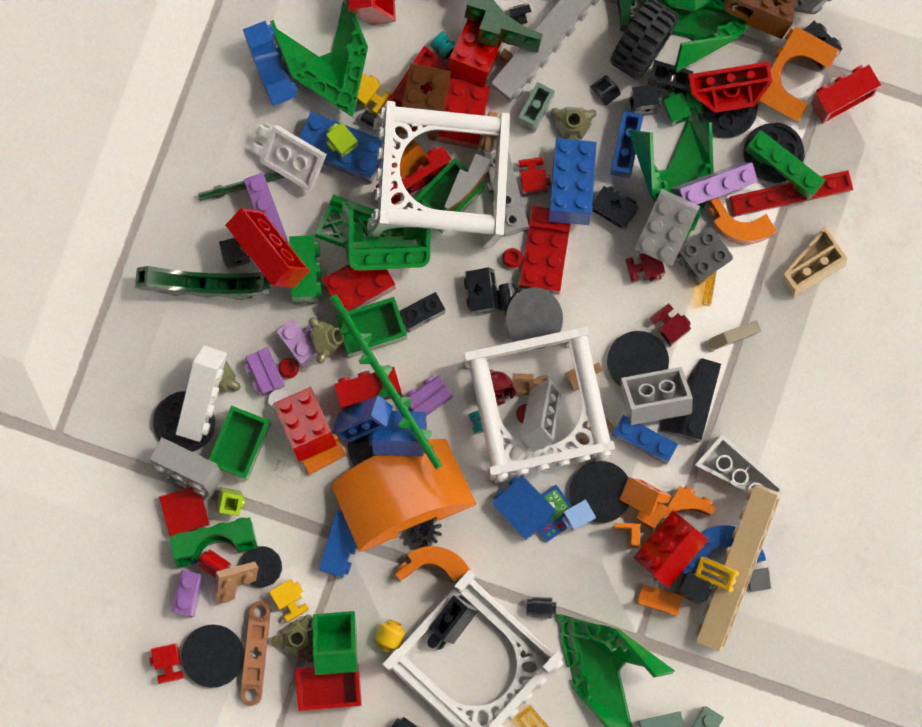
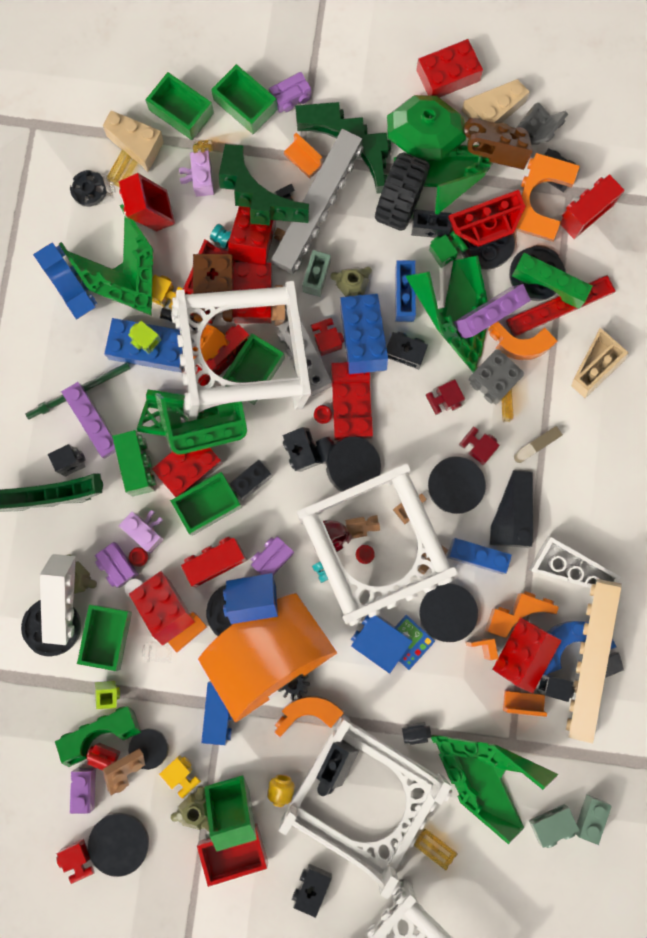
camera: 10 degrees left, 0 degrees up
(184, 511) = (65, 711): red tile -> none
(186, 467) = (57, 673): light grey brick -> none
(255, 668) = (158, 848): nougat piece -> none
(267, 248) = (92, 451): red brick -> none
(289, 155) = (100, 362): white tile -> none
(324, 339) = (164, 524): olive rock -> none
(362, 419) = (214, 592): blue brick -> none
(388, 389) = (232, 561): green plant -> none
(467, 181) = (267, 352): light grey slope -> none
(541, 415) = (380, 556): light grey brick -> none
(578, 515) = (433, 640): light blue brick -> none
(606, 90) = (375, 247): black slope -> none
(643, 495) = (490, 609): orange panel -> none
(645, 99) = (413, 247): black brick -> none
(656, 395) = (482, 514): light grey brick -> none
(667, 227) = (460, 357): light grey brick -> none
(731, 580) = (593, 676): yellow tile -> none

